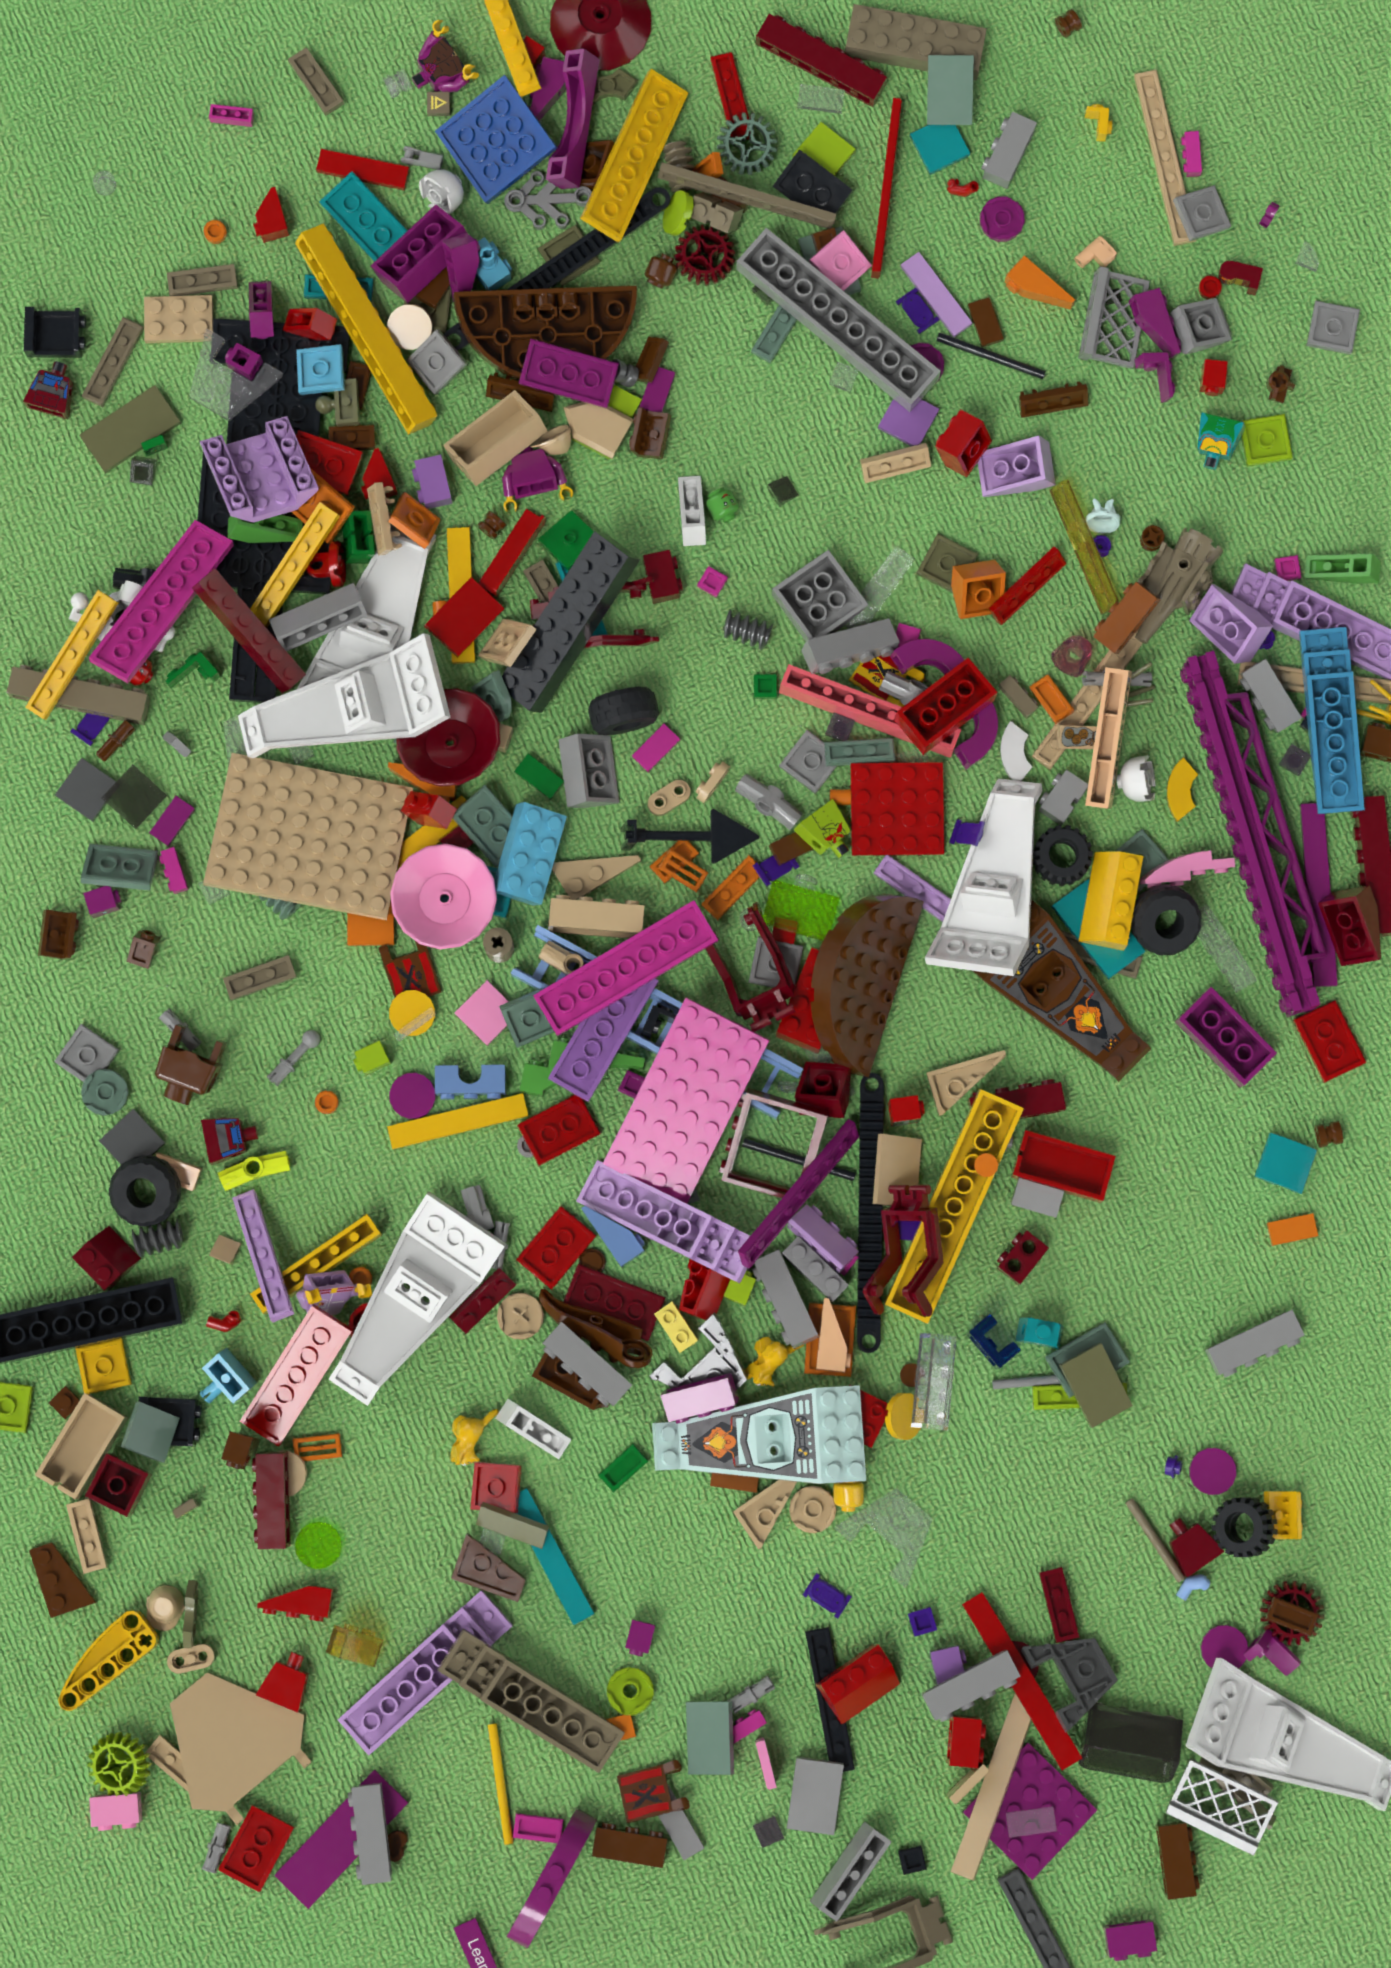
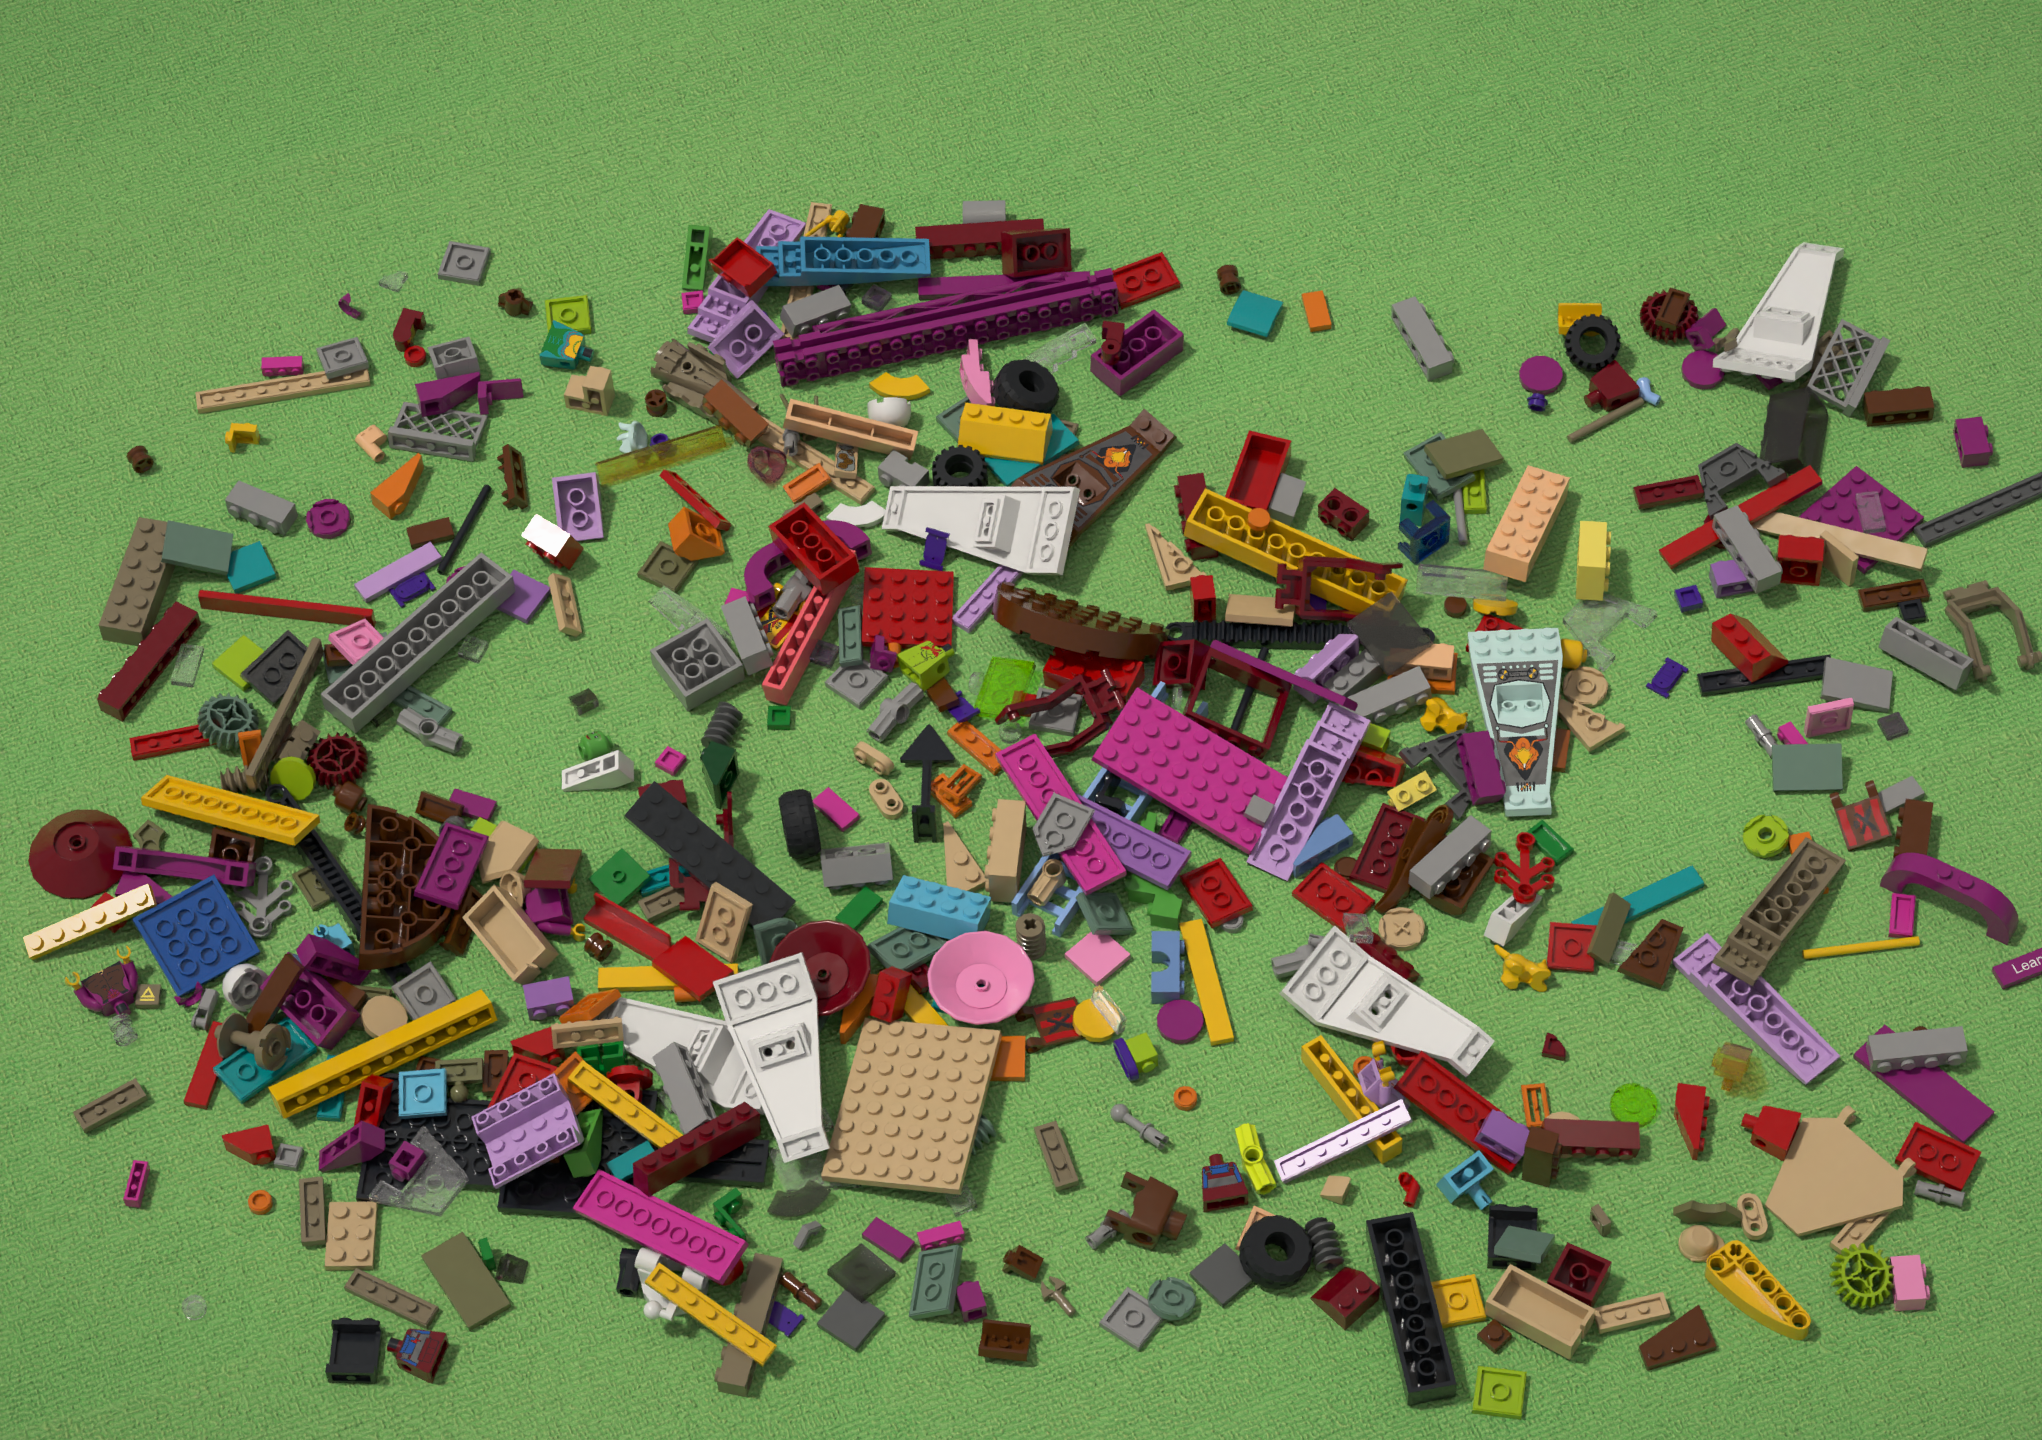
camera: 85 degrees left, 25 degrees down
(112, 983) = (1057, 1295): none -> dark tan bar
(210, 733) = (800, 1201): none -> clear smoke tile
(246, 573) = (623, 1165): none -> teal tile
(263, 253) = (288, 1157): none -> light grey tile
(267, 1414) = (1503, 1136): none -> medium lavender brick
(354, 1046) = (1125, 1059): none -> dark purple tile
(364, 218) = (266, 1045): none -> dark tan piece
(383, 1467) = (1553, 1048): none -> dark red tile
(420, 217) = (274, 993): none -> reddish brown tile
(433, 140) = (191, 1000): none -> magenta piece
(508, 1270) = (1357, 928): none -> clear tile
(568, 472) = (553, 868): none -> tile
(580, 1440) = (1524, 892): none -> red plant
(606, 968) = (1061, 824): none -> light grey tile
(631, 278) = (354, 823): none -> reddish brown bush
(639, 1637) = (1713, 823): magenta brick -> none
(642, 1169) = (1258, 810): none -> light grey tile
(649, 433) = (517, 807): reddish brown bracket -> none
(687, 627) = (719, 770): none -> dark green slope
(747, 330) = (439, 735): none -> light grey piece
(835, 781) = (879, 656): none -> magenta bracket
(850, 1303) = (1389, 633): none -> clear smoke piece
(933, 1841) = (1891, 594): none -> reddish brown tile
(955, 1520) = (1592, 560): none -> light yellow brick
(962, 190) = (297, 546): red arm -> none
(1004, 1450) = (1526, 523): none -> light nougat brick
(1160, 469) = (591, 392): none -> tan brick
(1213, 377) = (504, 351): red brick -> none
(1224, 1010) = (1112, 346): none -> dark red leg
(1251, 1680) = (1728, 342): none -> dark tan bar
(1313, 613) = (743, 267): none -> red container

